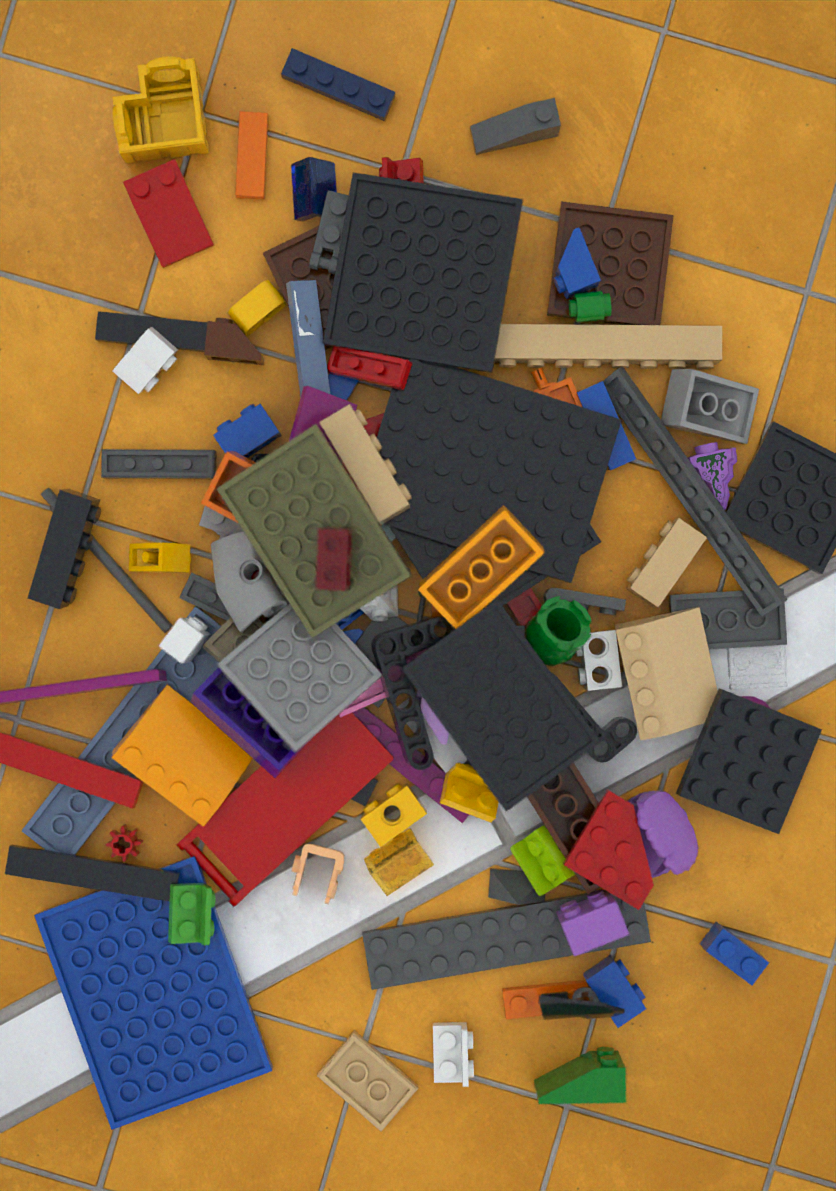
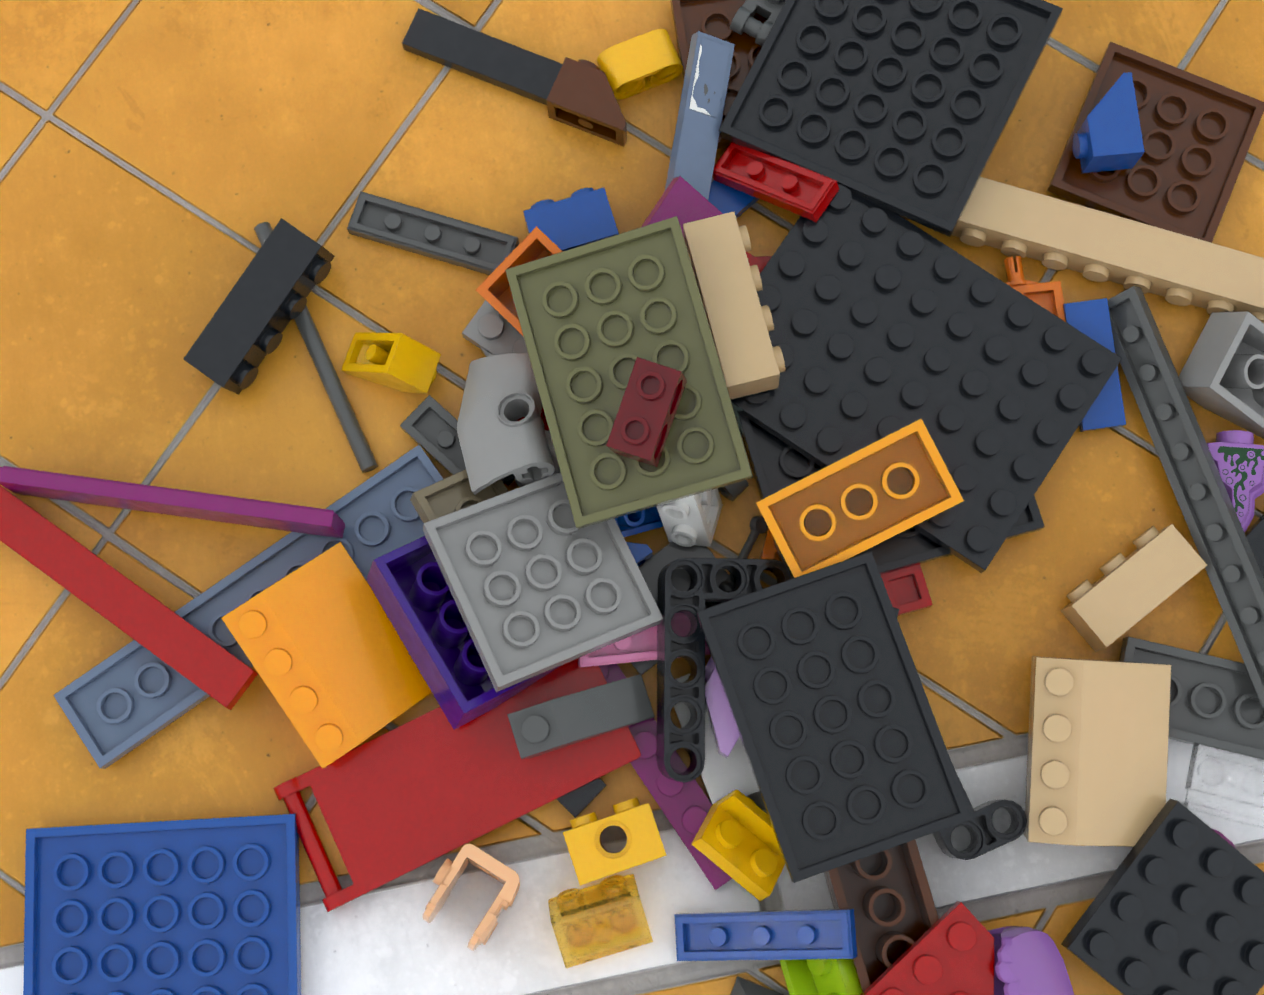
camera: 20 degrees right, 10 degrees down
(90, 872) = (135, 791): black tile -> none
(119, 849) = (191, 771): red gear -> none
(146, 360) = (462, 88): white brick -> none
(185, 639) = (388, 478): white brick -> none
(191, 913) = (259, 898): bright green bracket -> none
(350, 747) = (580, 716): none -> dark grey slope
(499, 842) = (766, 935): none -> blue tile
(558, 630) = (950, 633): green tile -> none
(590, 306) = (1117, 188): green brick -> none
(607, 604) = (994, 606): dark grey plate -> none
(607, 658) = (1006, 706): white brick -> none

